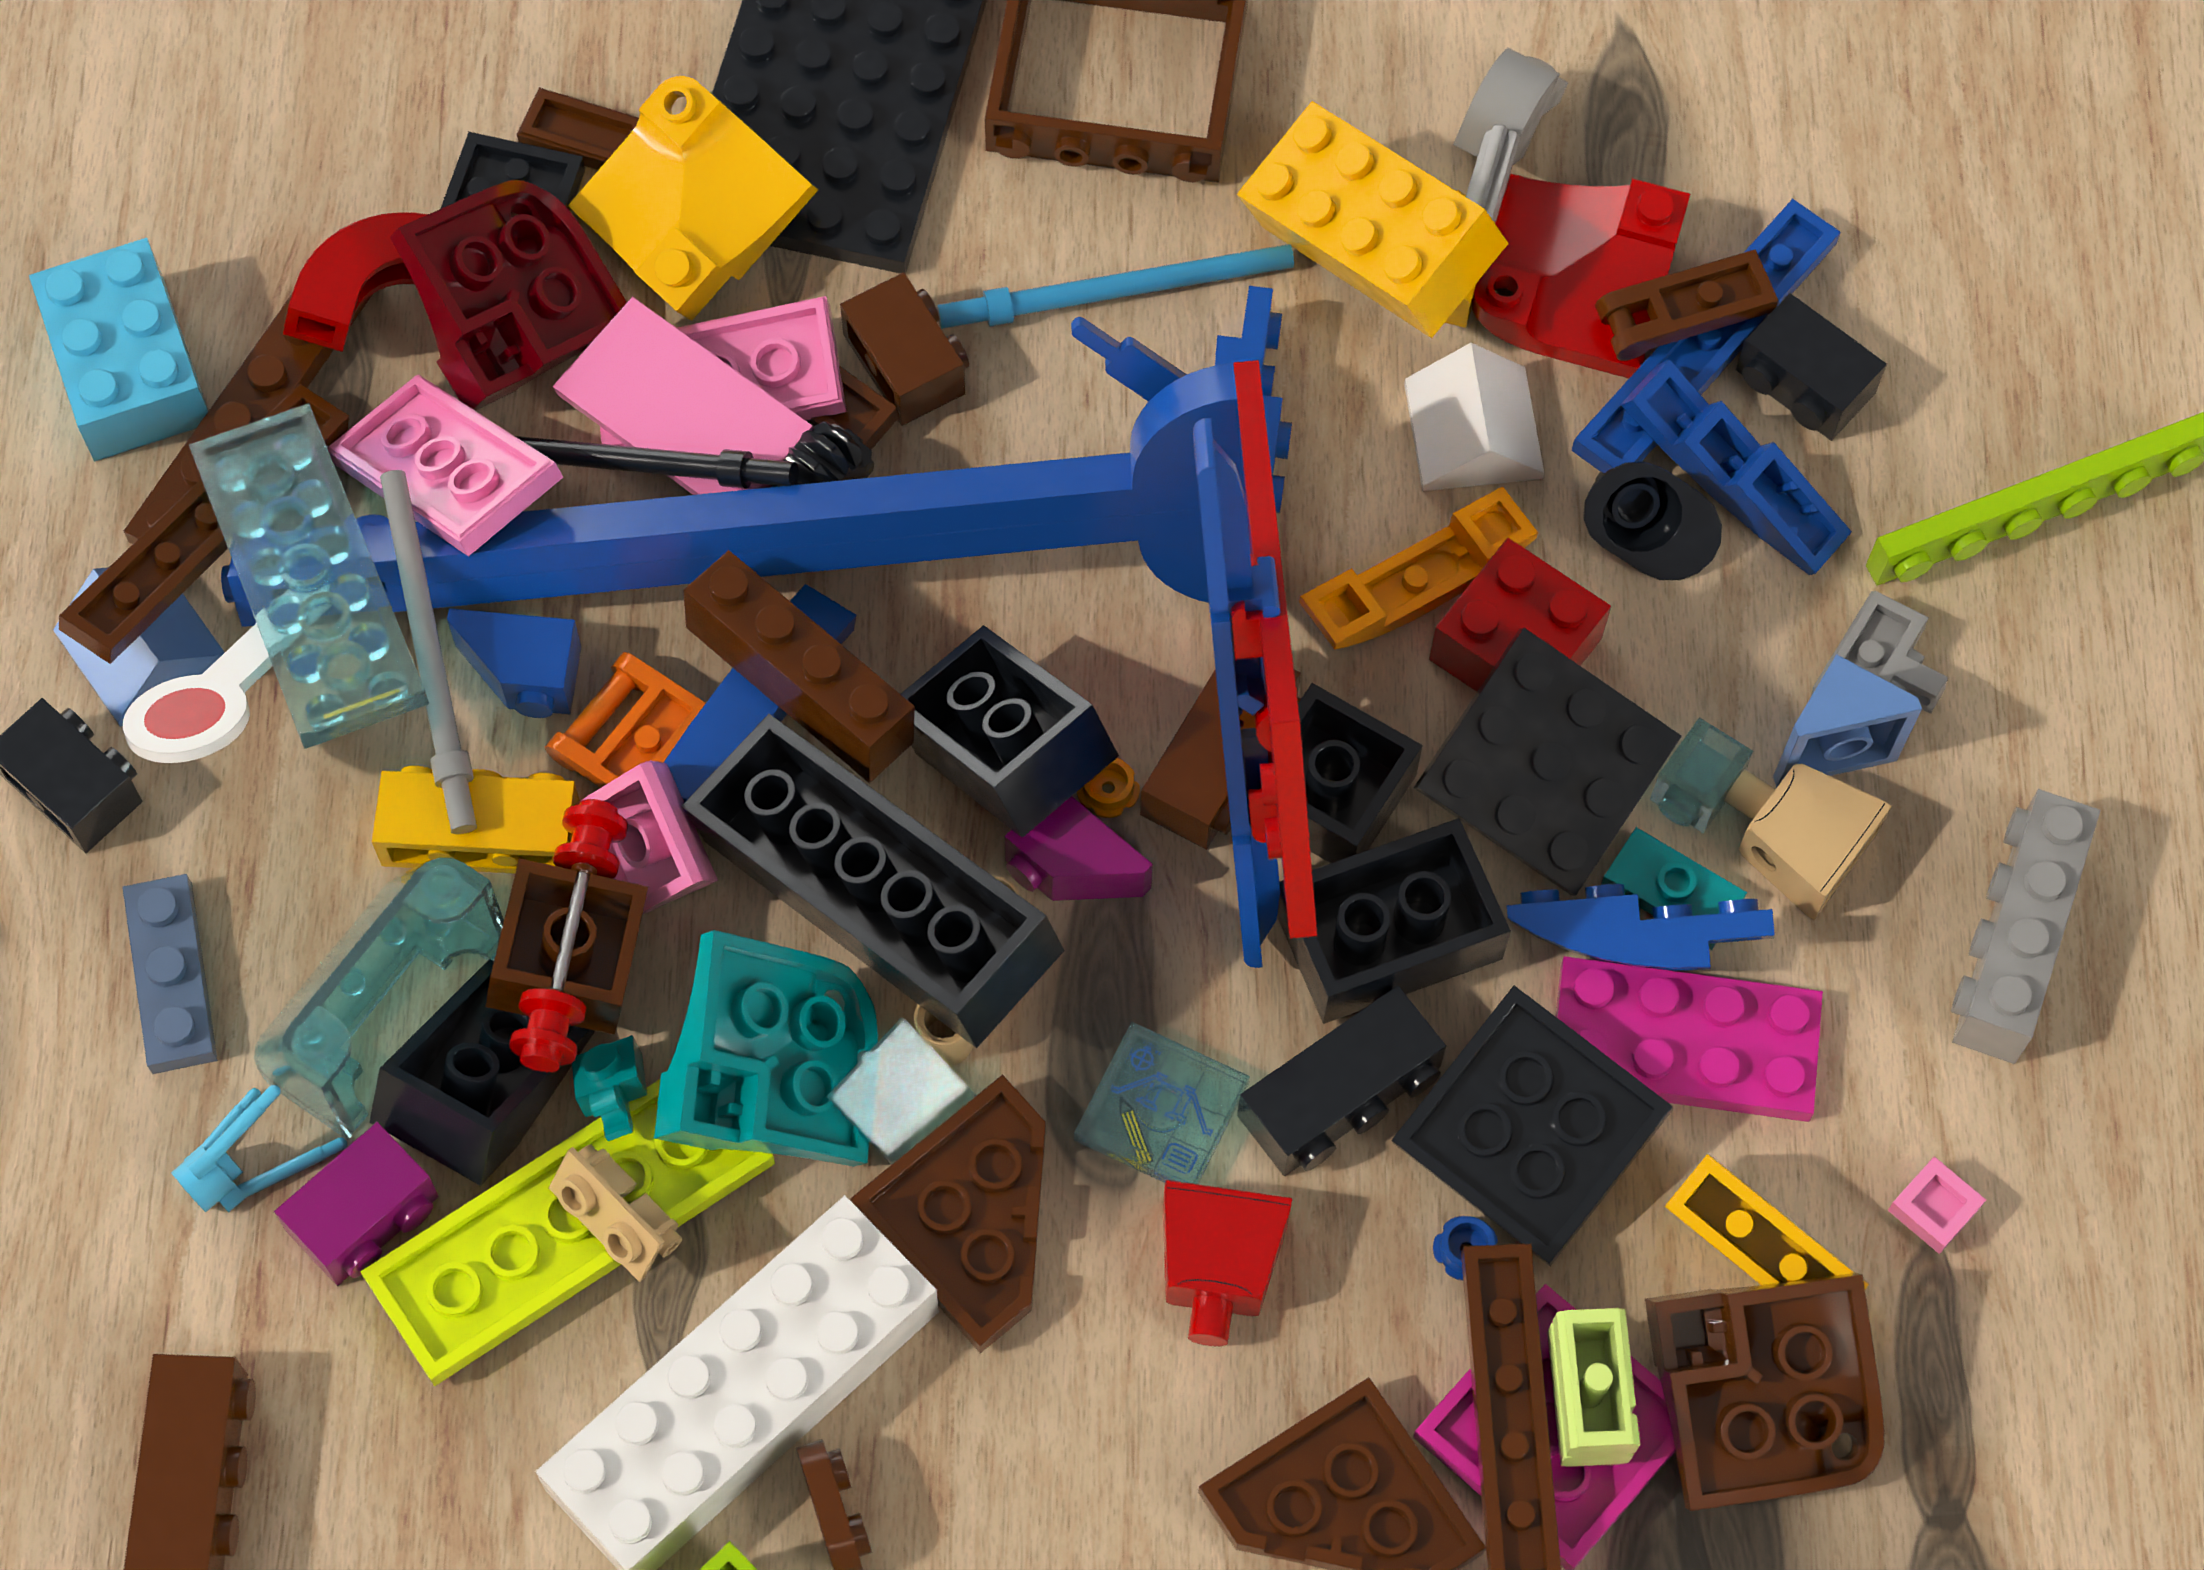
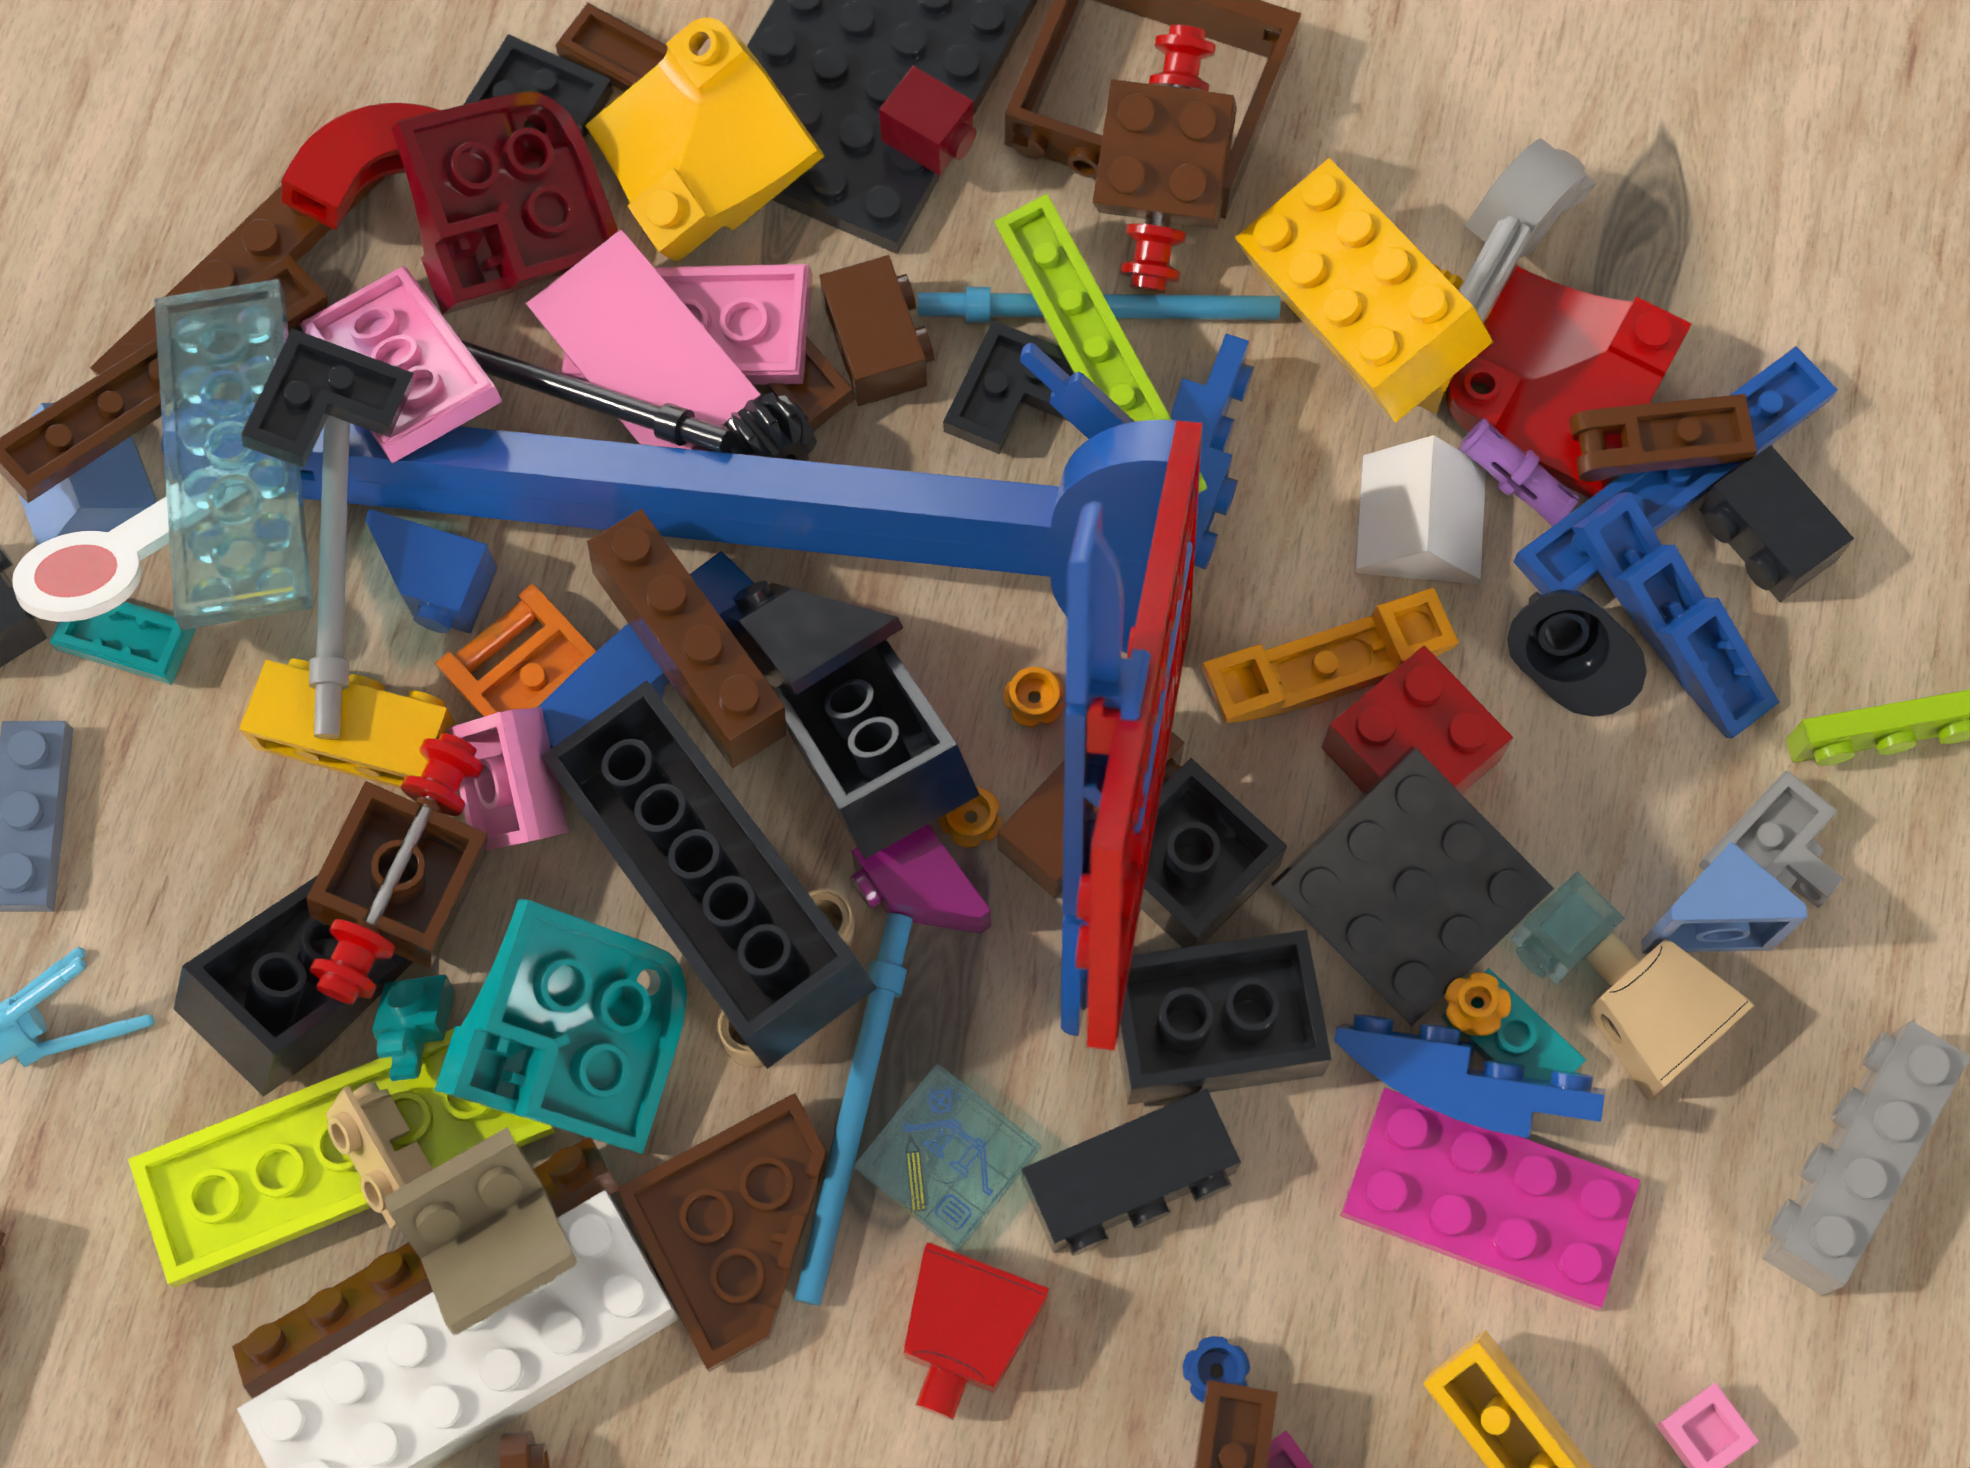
camera: 15 degrees right, 5 degrees up
(119, 349) = (127, 187): medium azure brick -> none
(227, 784) = (128, 640): none -> teal plate
(358, 1205) = (142, 1090): magenta brick -> none
(390, 485) = (318, 381): none -> black plate
(428, 910) = (131, 919): clear light blue windscreen -> none
(676, 1310) = (389, 1285): none -> reddish brown plate
(739, 1248) = (482, 1230): none -> dark tan bracket
(899, 1092) = (689, 1090): clear light blue piece -> none
(912, 138) = (928, 121): none -> dark red brick
(913, 639) = (802, 635): none -> black slope
(1039, 371) = (999, 387): none -> black plate
(1061, 1085) = (889, 979): none -> dark azure bar
(1092, 279) = (1078, 309): none -> lime plate
(1142, 648) = (1034, 681): none -> light orange plate
(1153, 129) = (1165, 155): none -> reddish brown brick
(1532, 1125) = (1310, 1261): black plate -> none
(1557, 364) = (1518, 472): none -> medium lavender pin
(1635, 875) = (1472, 1020): none -> light orange plate

